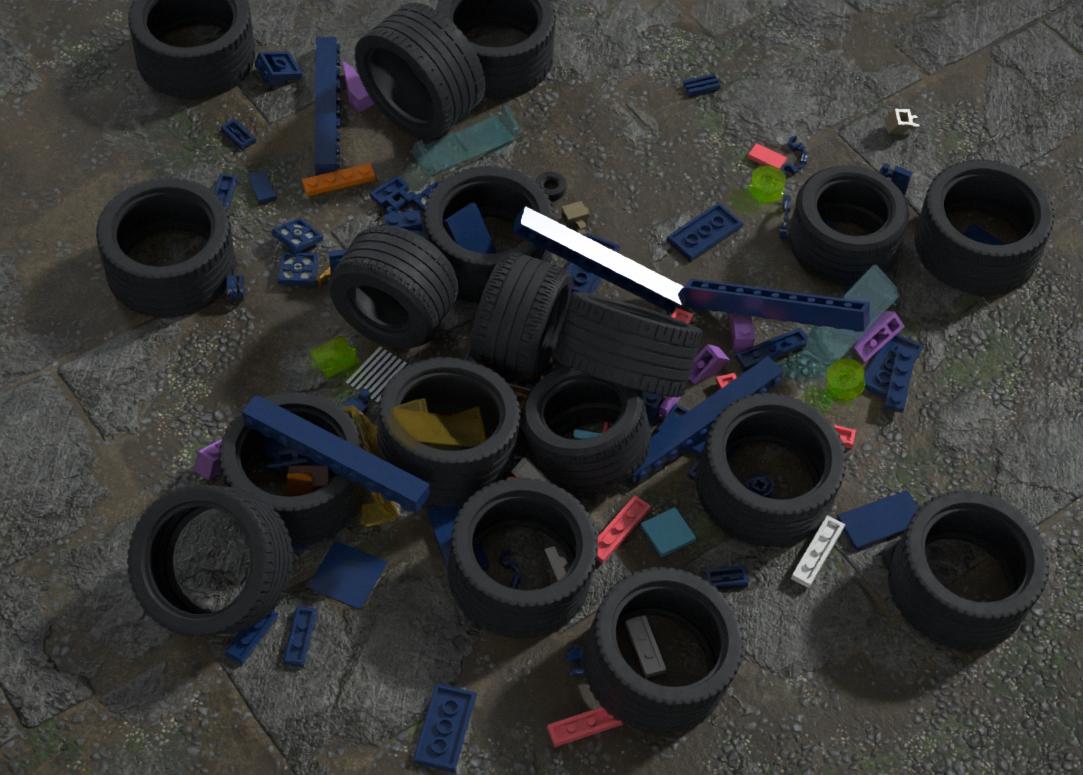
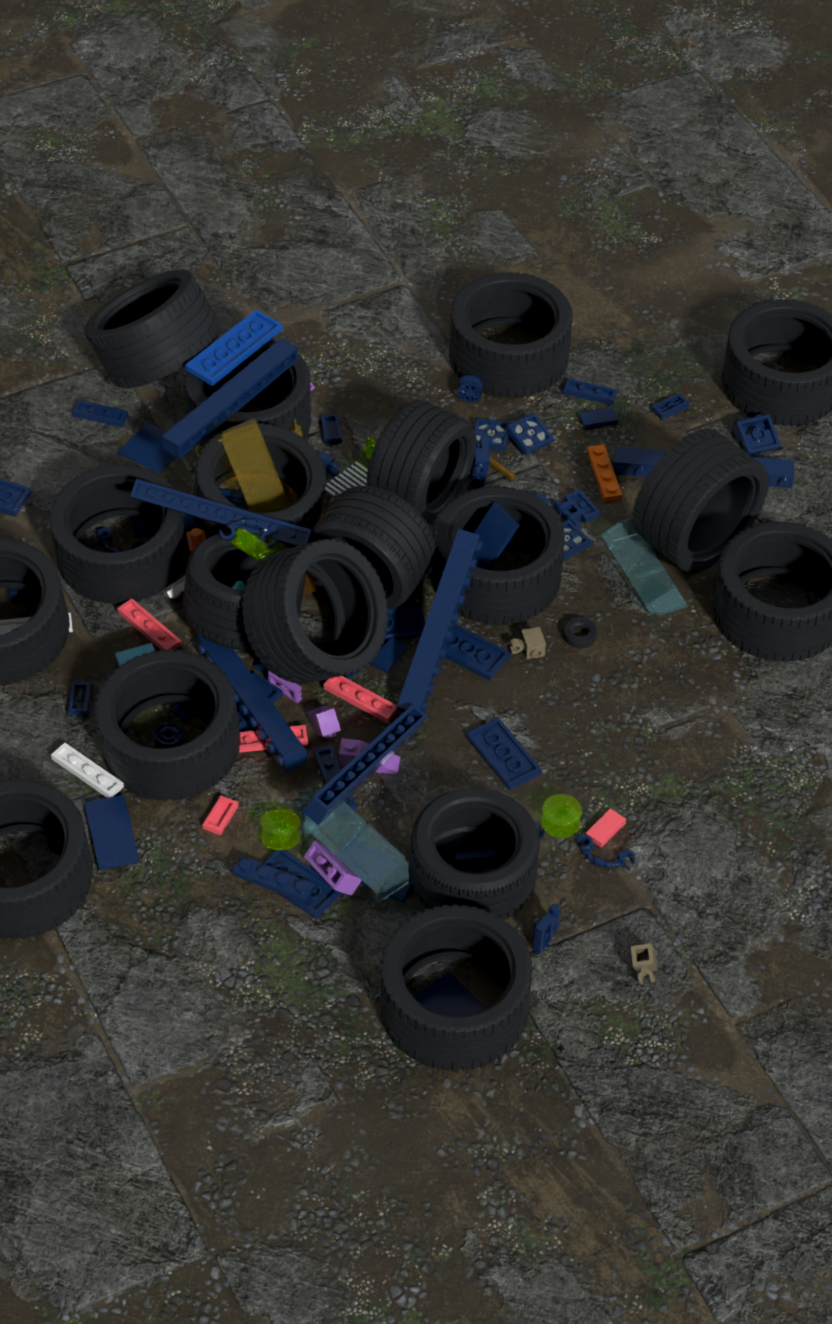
camera: 100 degrees right, 5 degrees down
(249, 463) = (234, 347): none -> blue plate
(249, 638) = (104, 383): dark blue tile -> none
(519, 436) = (218, 512): none -> dark blue plate
(535, 399) = (251, 523): none -> dark blue piece
(551, 400) = (253, 546): none -> clear neon green hinge
(701, 83) = (721, 774): dark blue tile -> none

